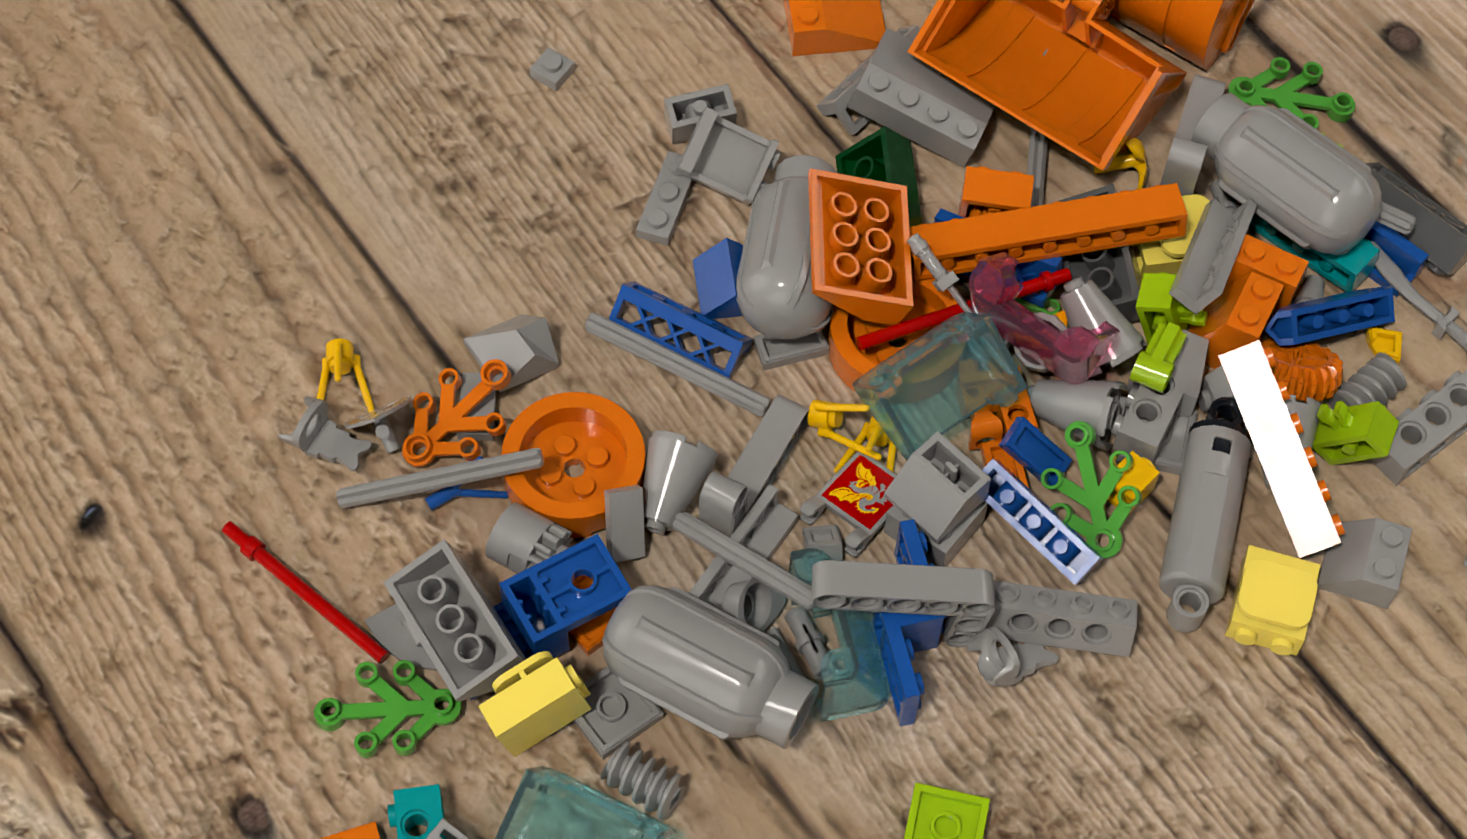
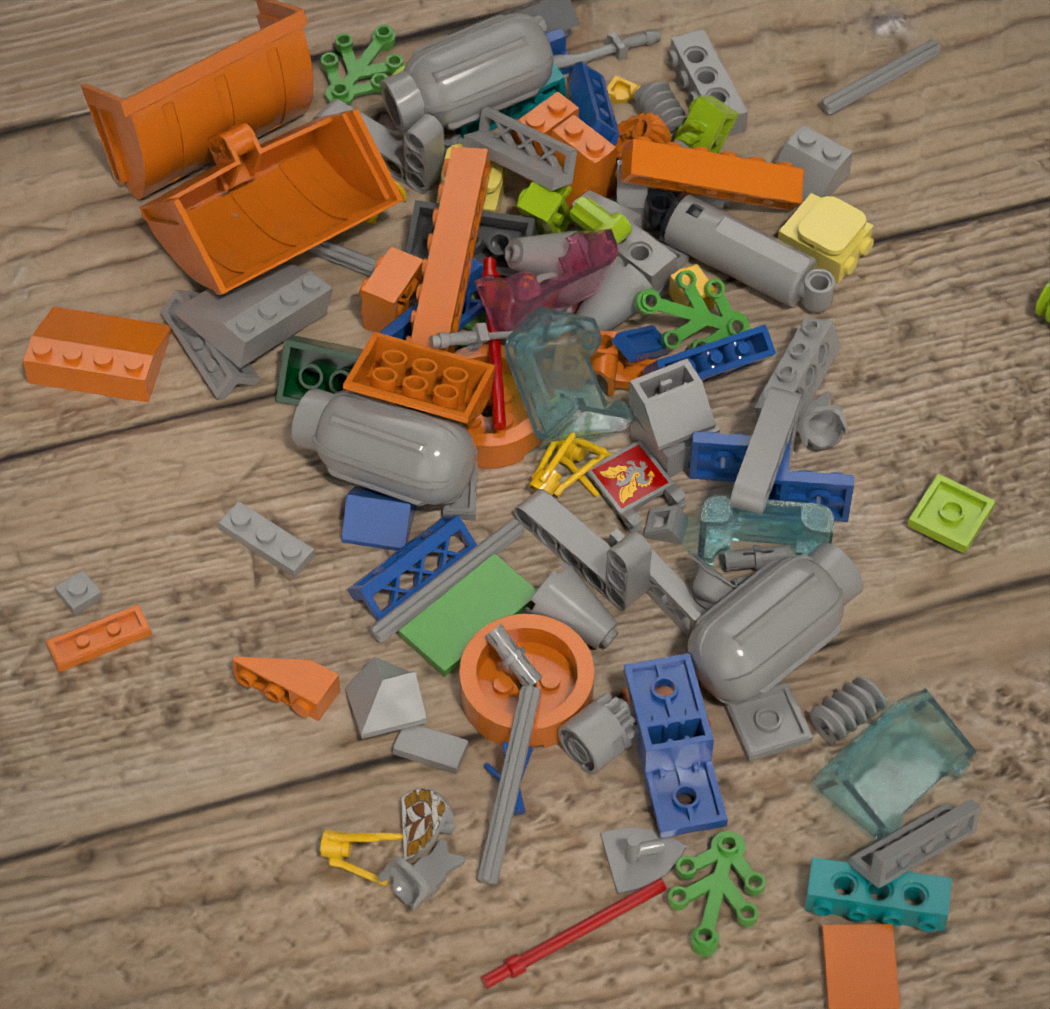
camera: 70 degrees left, 5 degrees down
(454, 418) = (443, 764): orange plant -> none
(454, 621) = (668, 798): light grey slope -> none
(505, 273) = (294, 682): none -> orange slope
(509, 101) = (98, 638): none -> orange tile
(534, 701) = (761, 761): light yellow brick -> none
(585, 437) = (513, 656): none -> light grey pin
(625, 522) = (603, 651): light grey tile -> none
(646, 391) = (475, 601): none -> bright green tile
(685, 110) = (196, 482): light grey brick -> none
(728, 157) = (258, 470): light grey panel -> none
(744, 559) = (686, 563): light grey axle -> none

